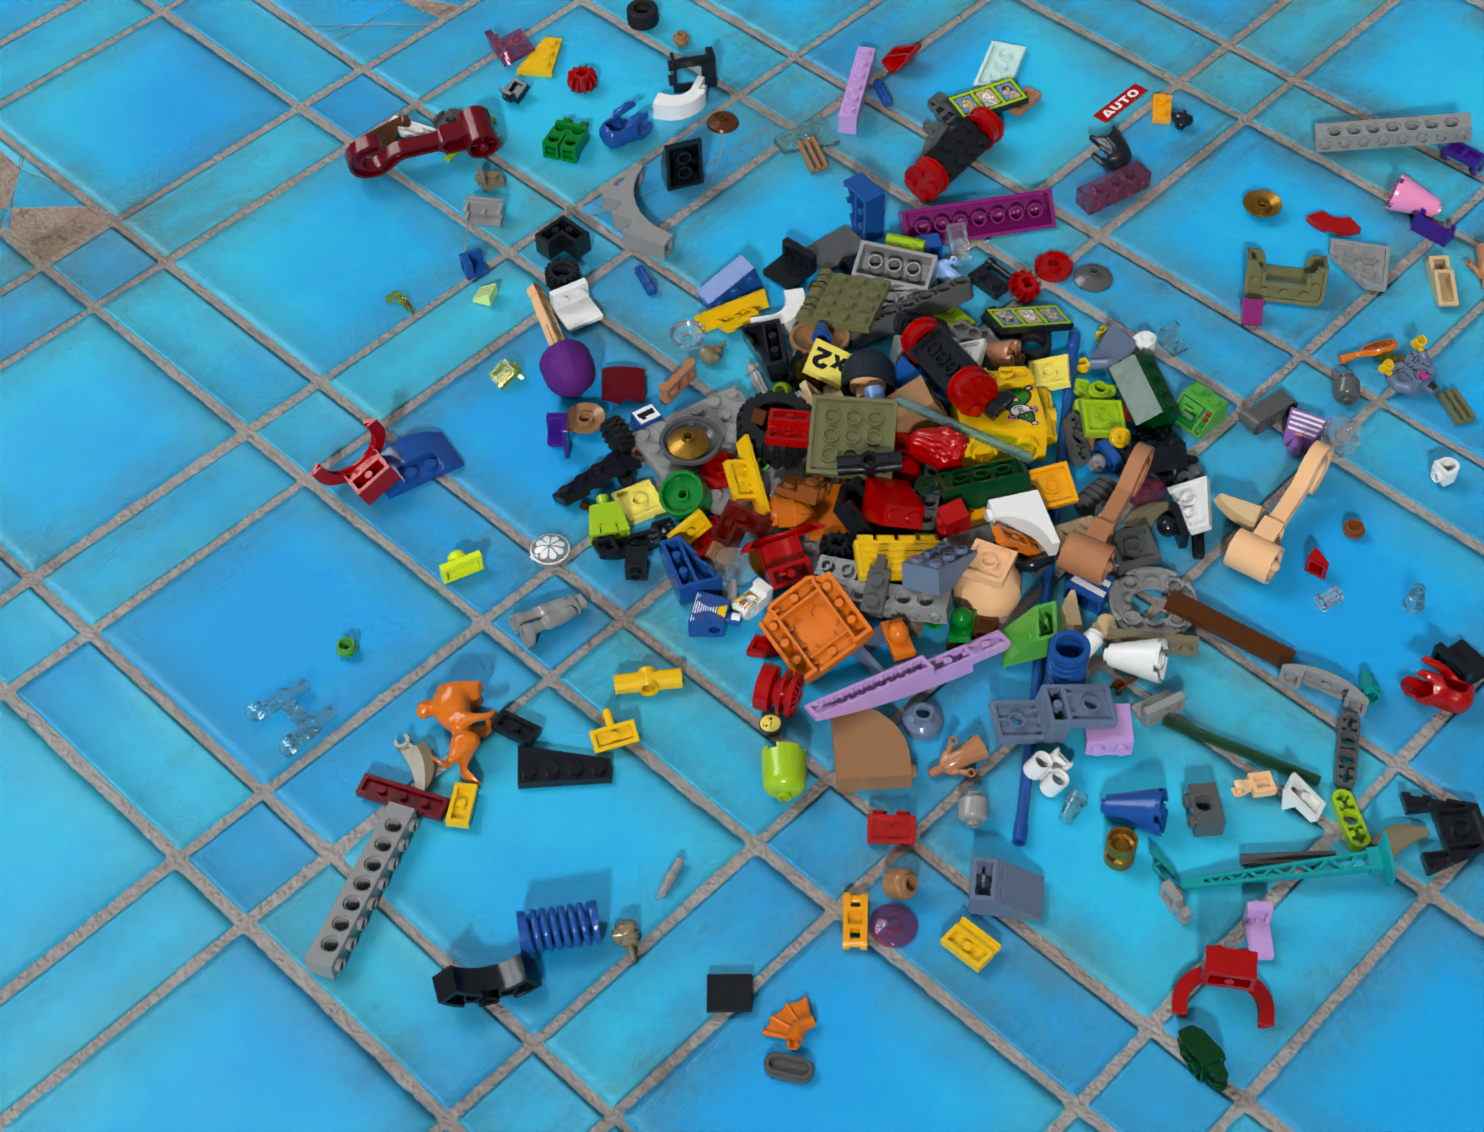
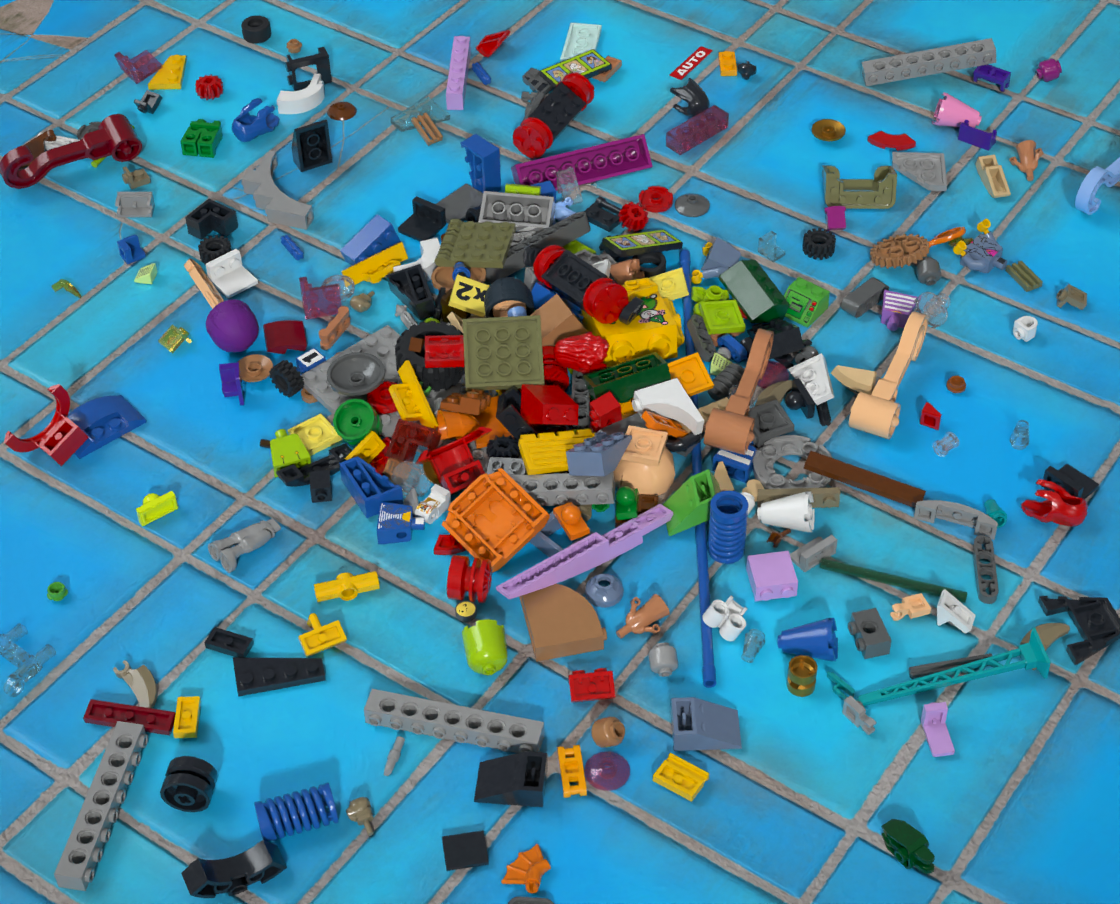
camera: 10 degrees left, 5 degrees down
(453, 881) = (189, 784): none -> black wheel
(454, 709) = (170, 630): orange animal -> none
(550, 550) = (238, 485): dish -> none
(596, 477) = (273, 416): black wing -> none
(627, 480) = (299, 415): black hinge -> none
(665, 348) = (319, 300): none -> clear pink bracket
(688, 443) = (354, 376): pearl gold dish -> none
(731, 840) = (453, 722): none -> light grey brick
(791, 923) = (513, 780): none -> black slope
(876, 588) = (545, 478): dark grey hinge -> none
(882, 463) = (511, 374): black piece -> none
(924, 485) = (574, 387): clear green plate -> none
(965, 429) = (607, 335): clear light blue piece -> none
(1052, 714) = (721, 567): sand blue bracket -> none
(1090, 473) = (718, 364): none -> yellowish green slope
(1119, 437) = (740, 330): yellow tile -> none
(1145, 342) = (748, 251): white plate -> none
(1226, 349) = (819, 243): none -> black tyre
(1230, 970) = (918, 763): red piece -> none
(1317, 361) = (899, 251): none -> medium nougat gear
(1348, 830) = (999, 618): lime beam -> none

